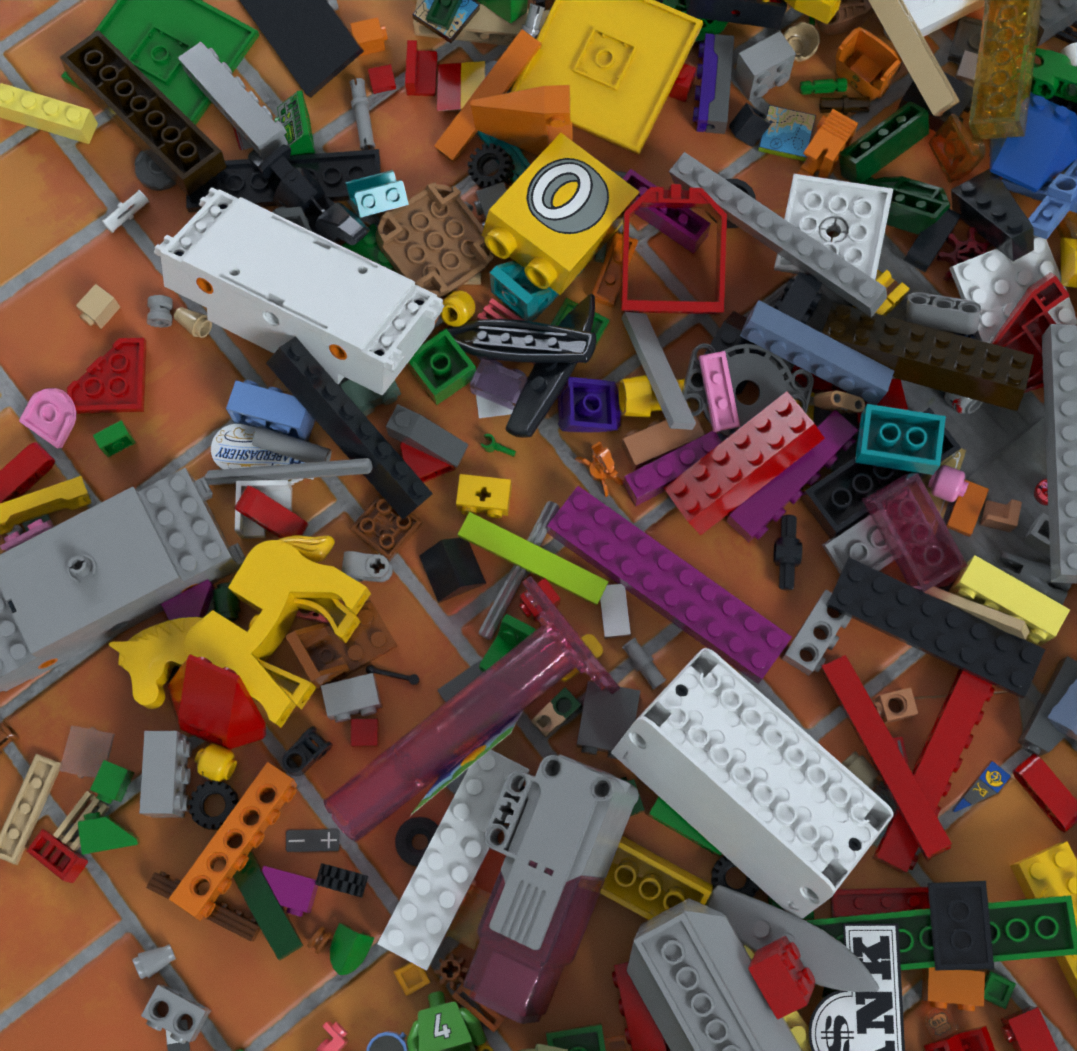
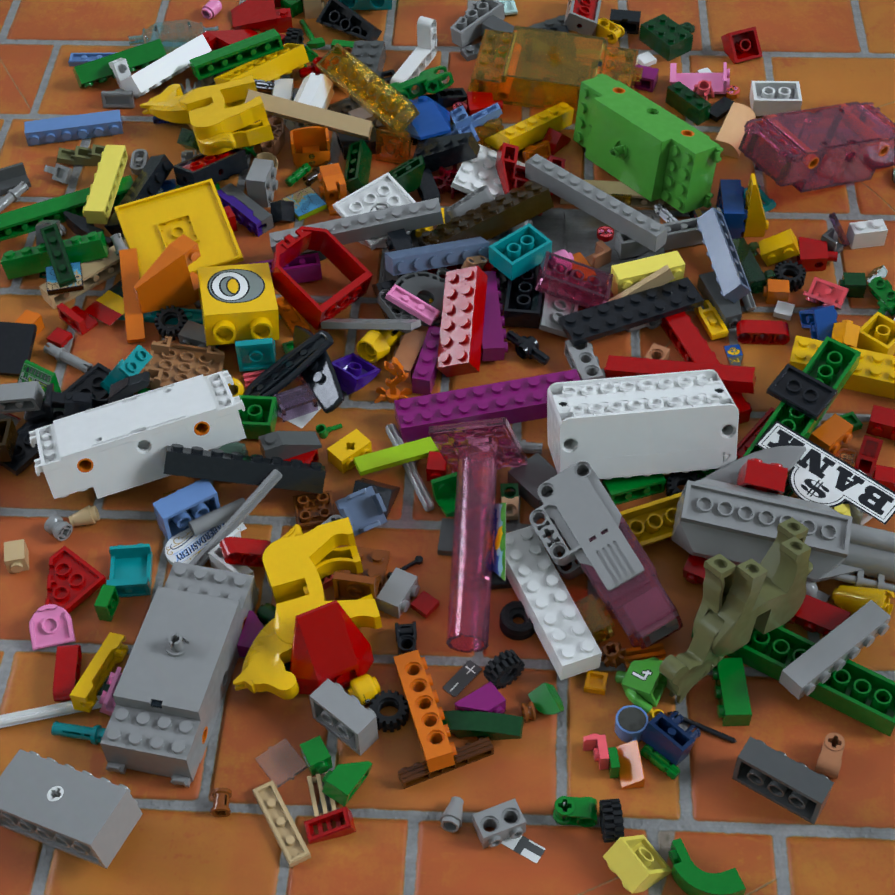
camera: 50 degrees left, 25 degrees down
(169, 423) = (131, 569): none -> teal panel
(413, 578) = (363, 509): none -> sand blue panel
(1014, 722) = (711, 321): none -> yellow hinge

